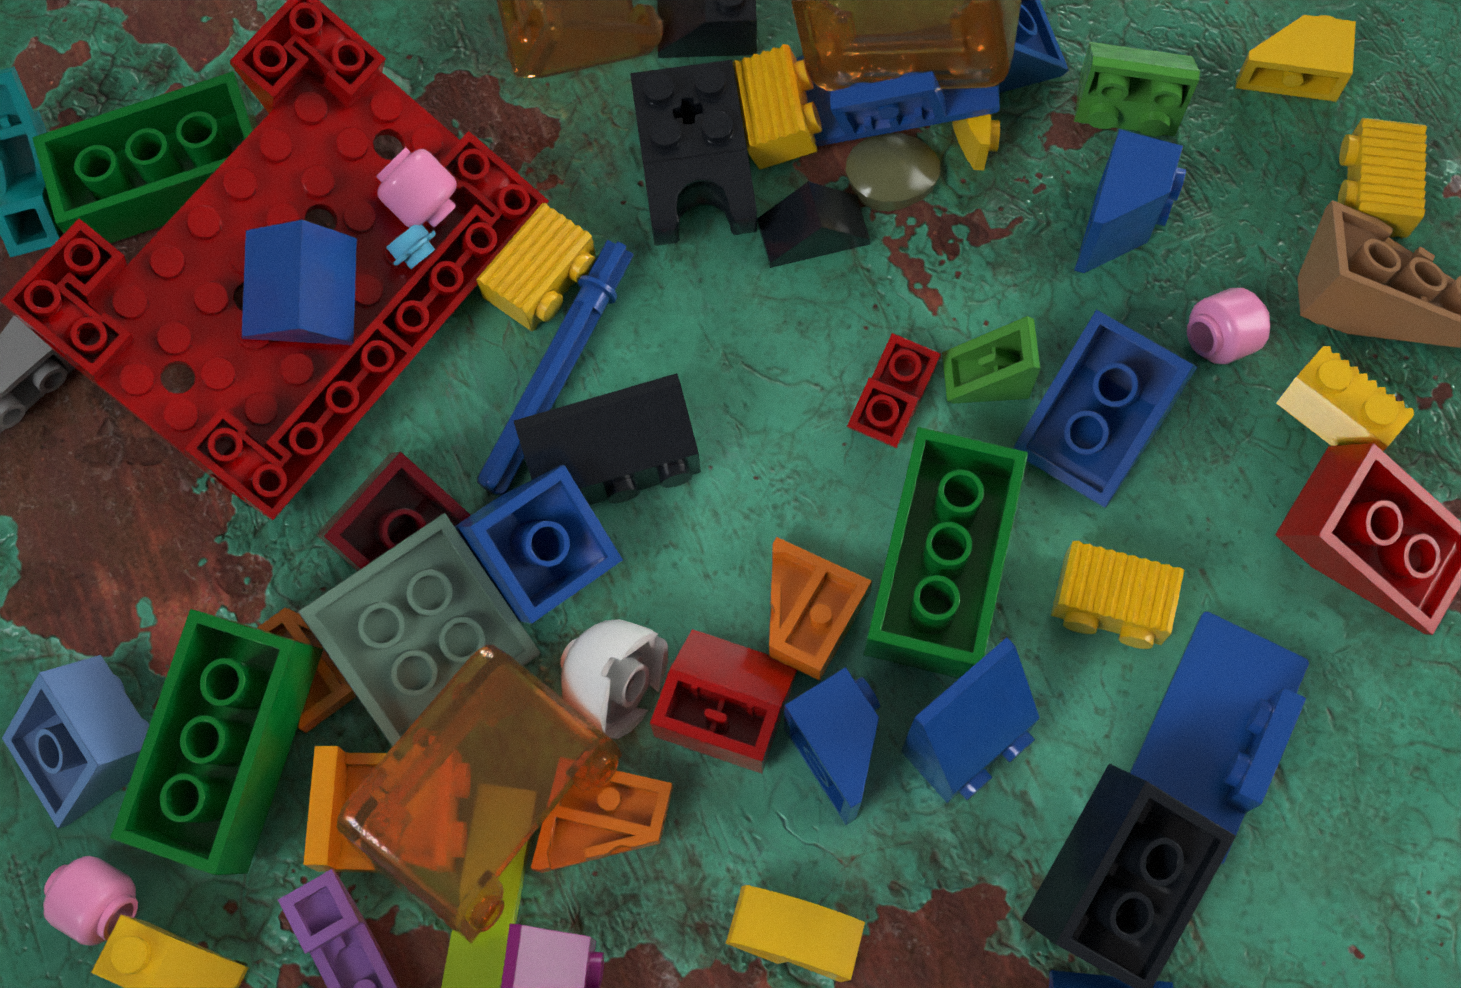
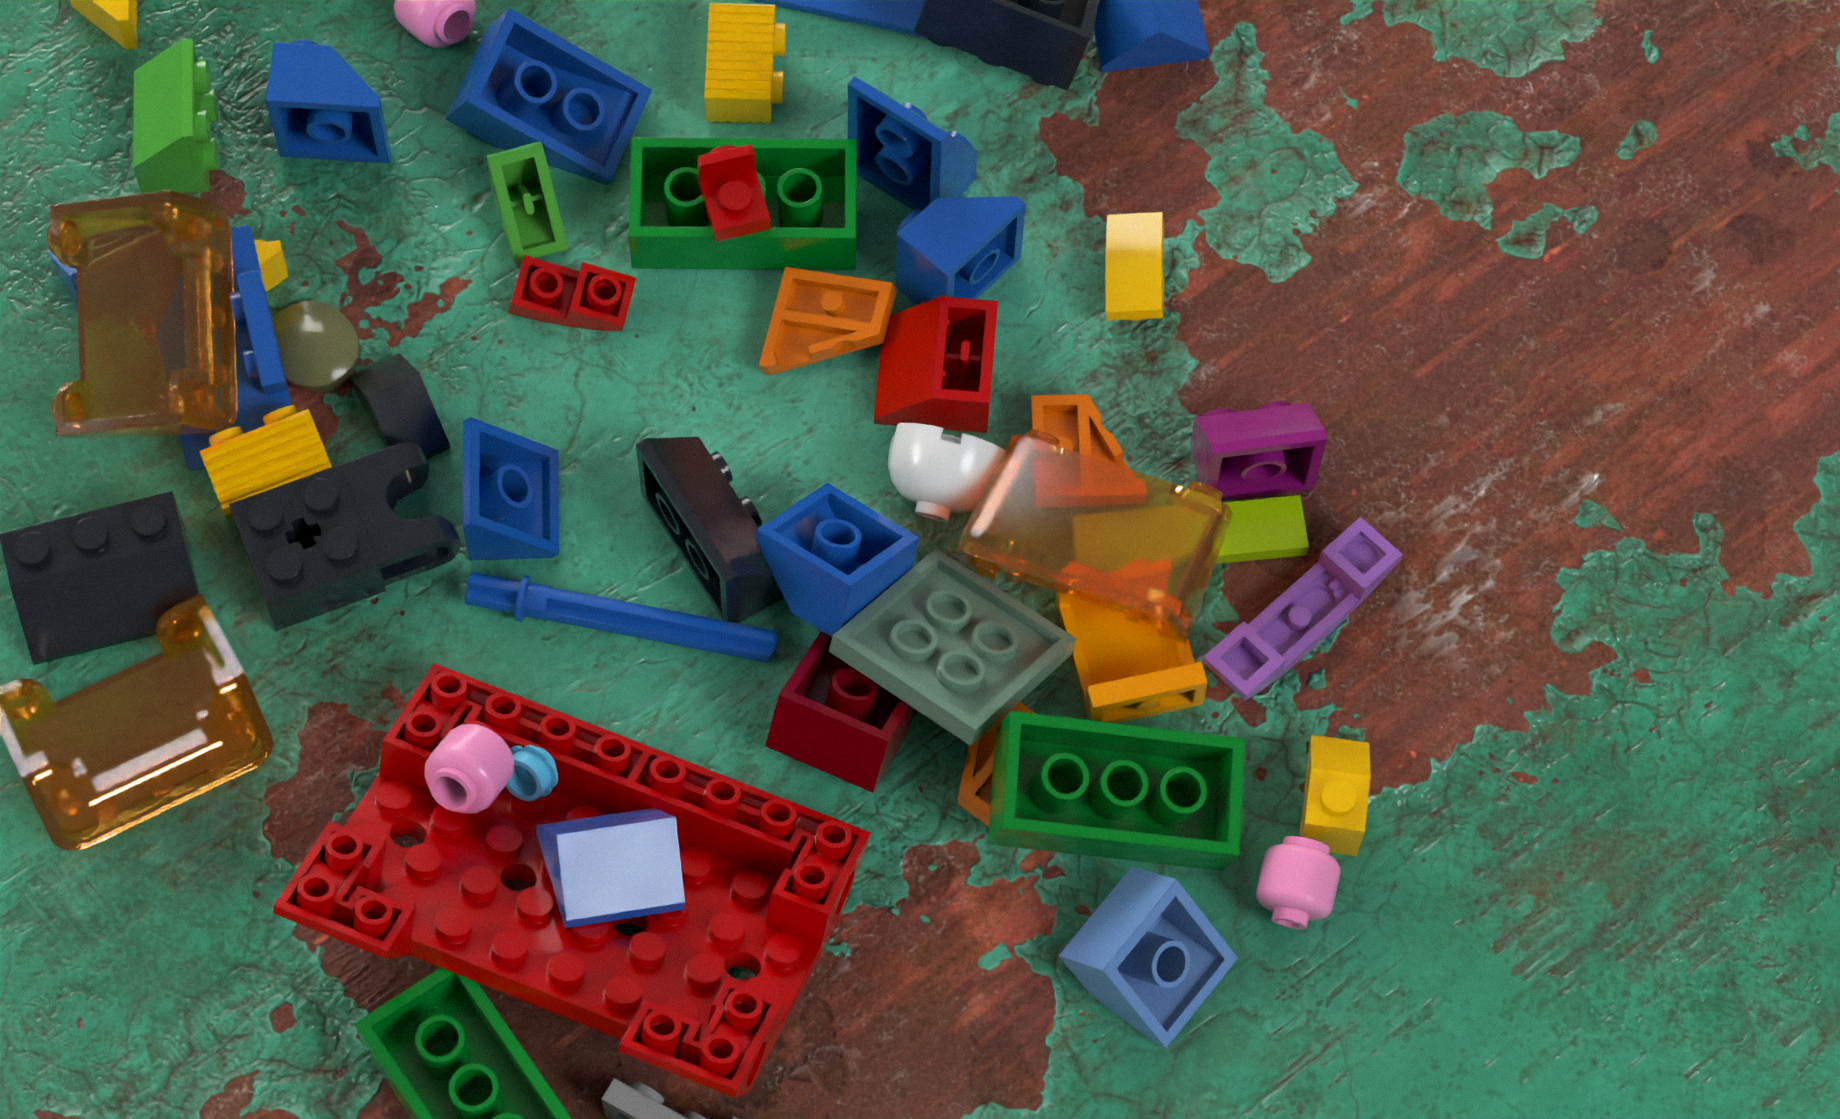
camera: 110 degrees left, 5 degrees down
(538, 267) = (514, 655): yellow brick -> none
(698, 290) = (508, 494): none -> blue slope
(935, 525) = (732, 192): none -> red bracket

